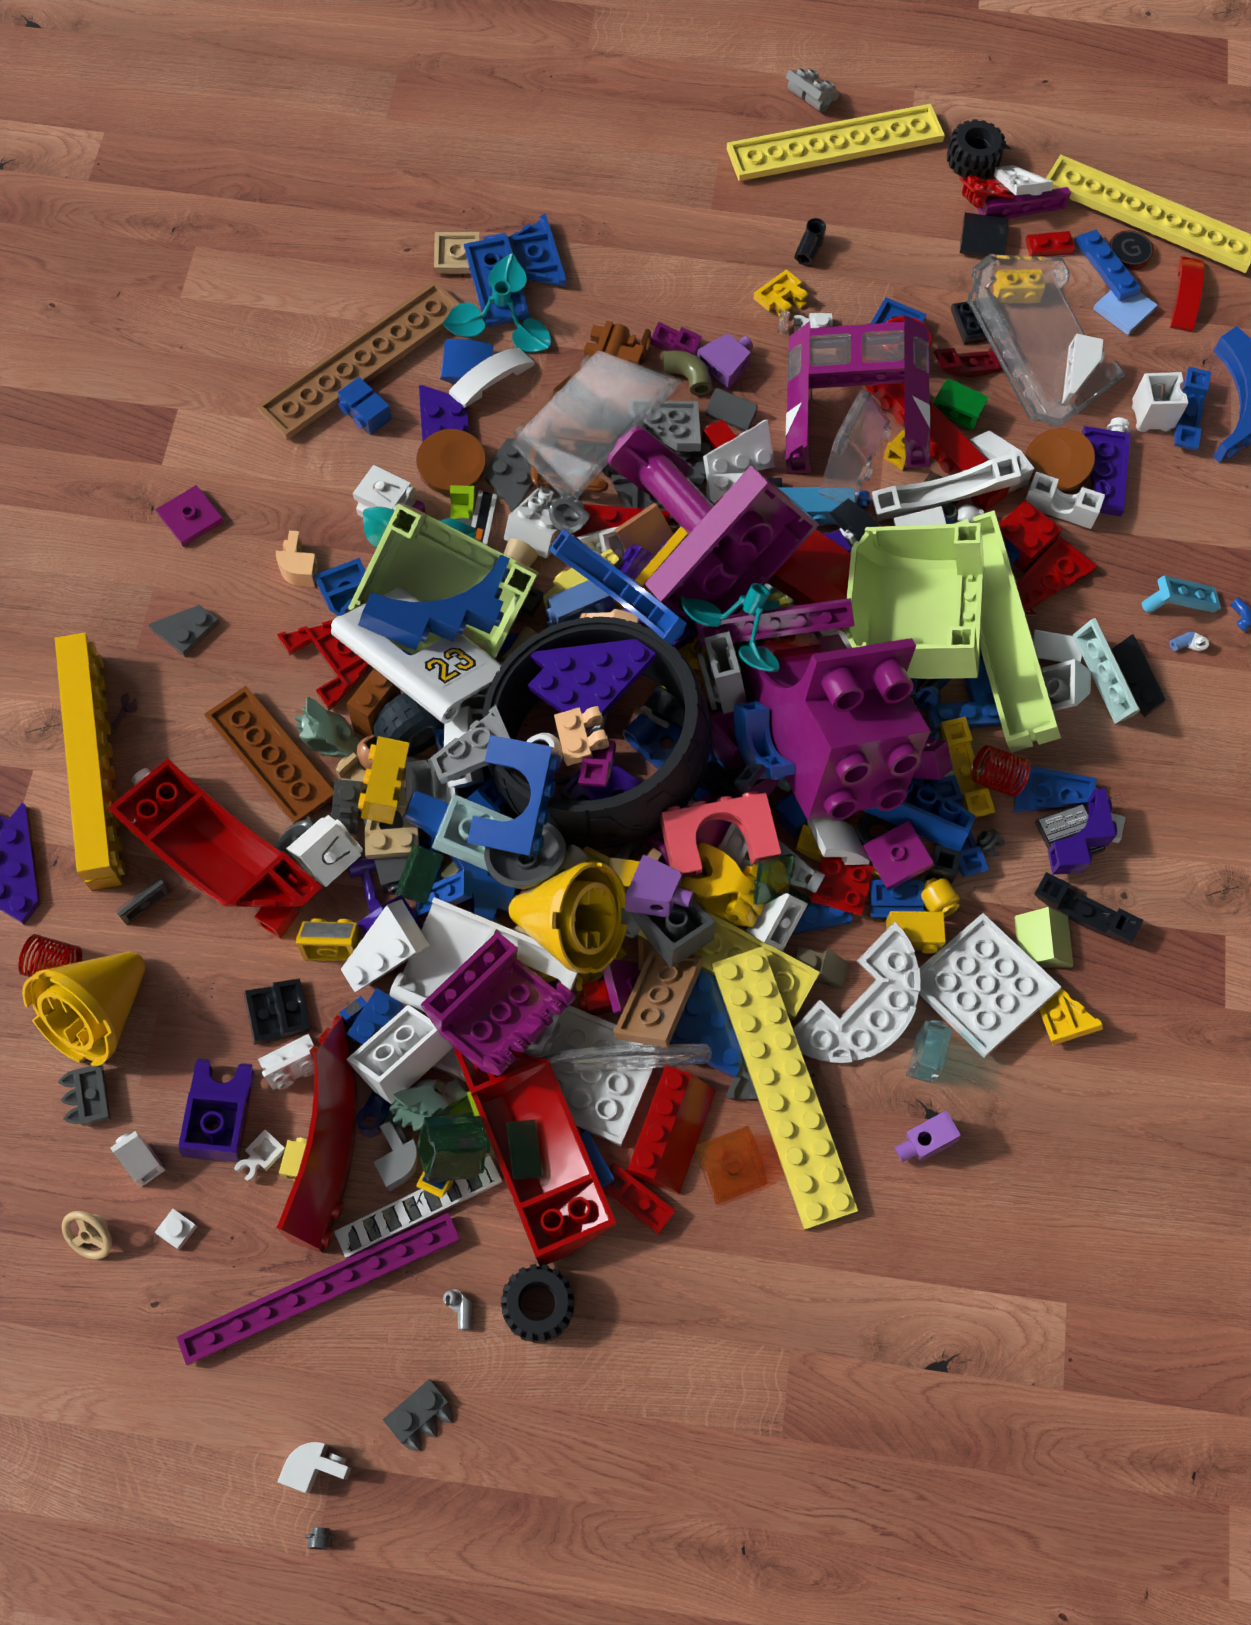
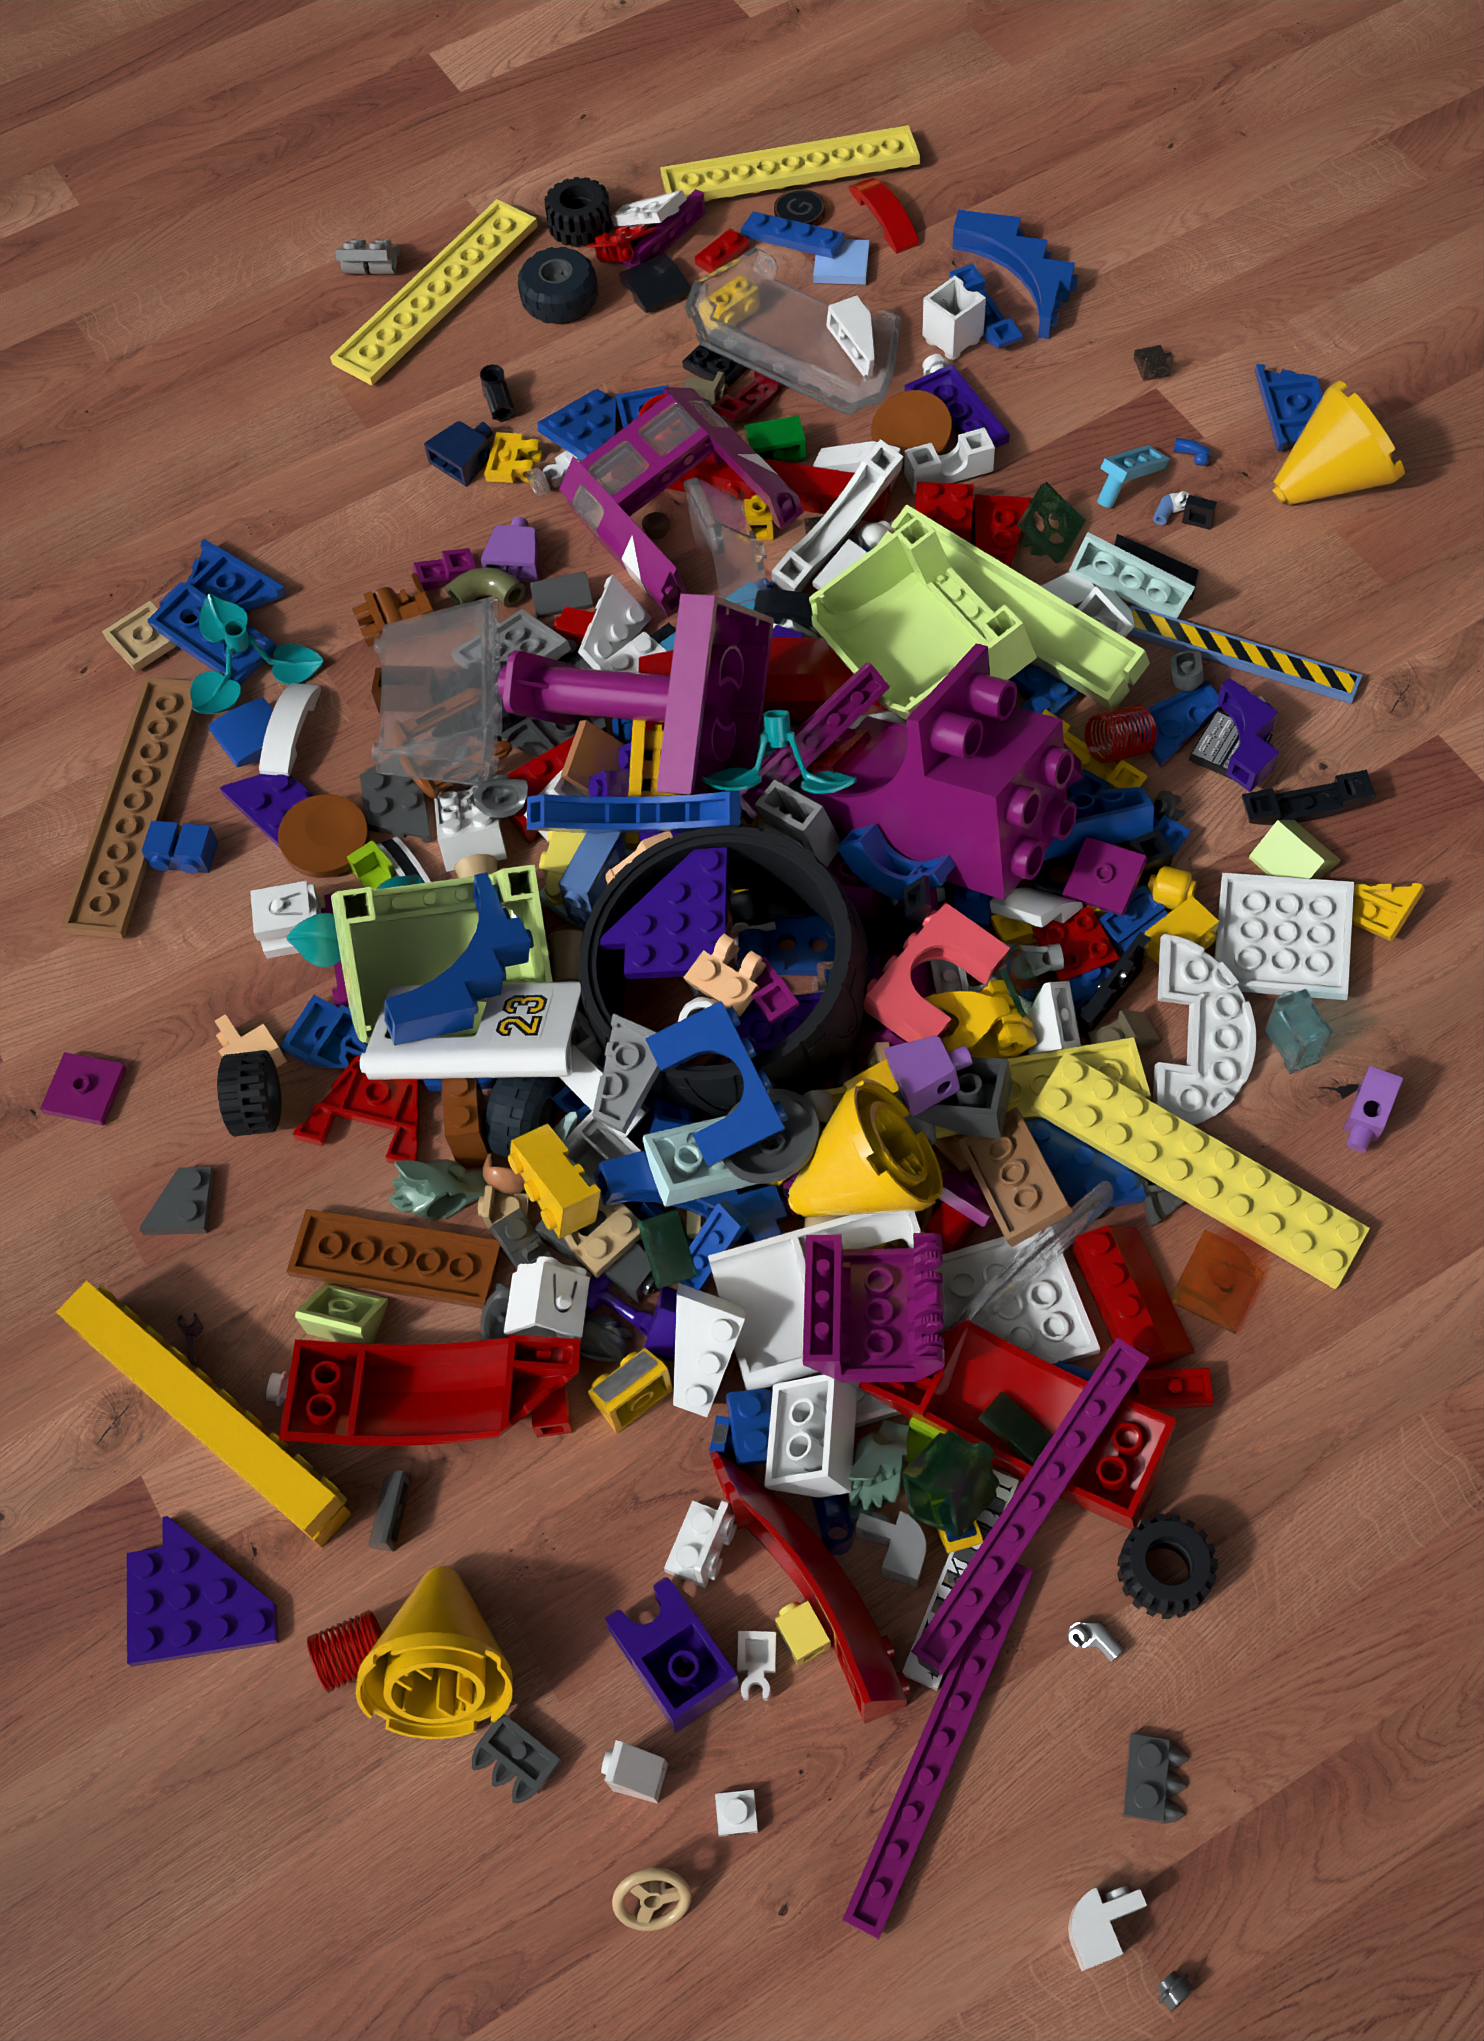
camera: 30 degrees left, 5 degrees down
(214, 764) = (342, 1314): none -> yellowish green slope
(269, 590) = (249, 1093): none -> black tyre
(276, 1011) = (638, 1506): black slope -> none
(341, 897) = (604, 1339): none -> dark grey hat
(427, 753) = (566, 1126): none -> light aqua bar
(487, 1198) = (1029, 1506): none -> magenta plate
(753, 265) = (460, 451): none -> dark blue torso
(833, 405) = (655, 525): none -> clear smoke plate
(845, 929) = (1114, 986): none -> black wing
(846, 302) = (582, 424): none -> blue plate
(915, 193) = (557, 285): none -> black wheel
(946, 337) = (708, 390): none -> dark tan bracket
(1089, 761) = (1187, 670): none -> dark grey plate
(1108, 590) = (1060, 511): none -> clear green piece
(1141, 780) = (1245, 655): none -> tile
(1204, 660) = (1199, 512): none -> black plate

